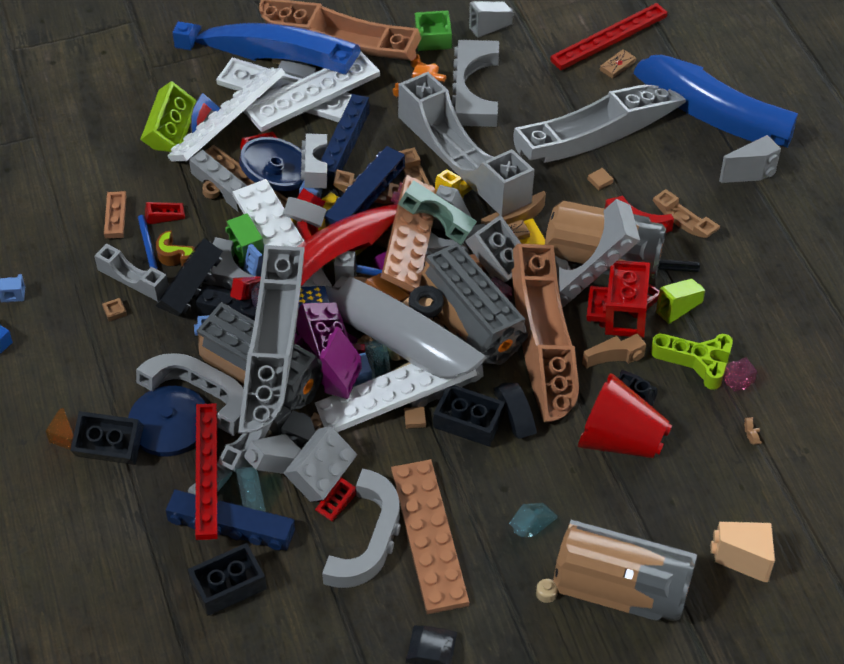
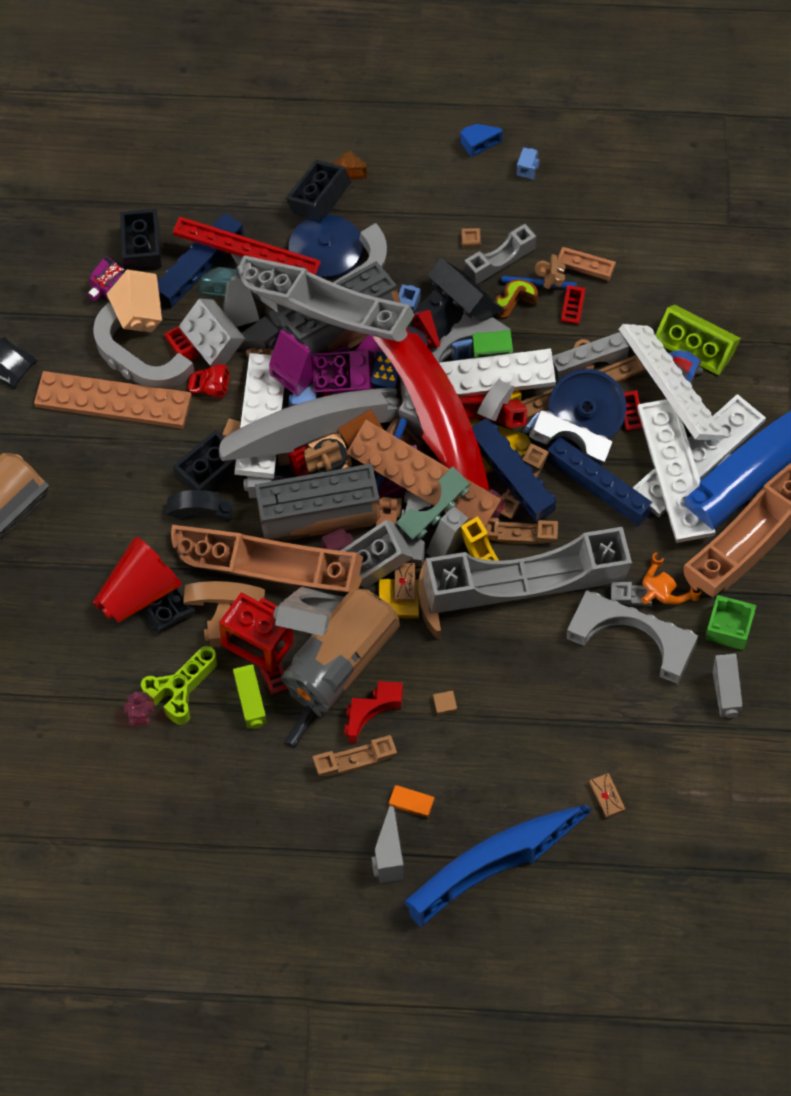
camera: 115 degrees right, 10 degrees up
(137, 230) = (551, 271): none -> medium nougat hips
(289, 593) = (104, 278): none -> torso
(313, 544) = (136, 301): none -> light nougat slope
(372, 451) = (212, 381): none -> red piece
(442, 298) = (323, 456): none -> medium nougat hips
(532, 519) = (82, 478): clear light blue slope -> none
(596, 124) = (515, 722): light grey slope -> none
(598, 350) = (219, 592): none -> medium nougat slope
(608, 36) = (652, 805): red plate -> none
(697, 172) = (411, 801): none -> orange tile
(752, 433) = (76, 693): medium nougat piece -> none

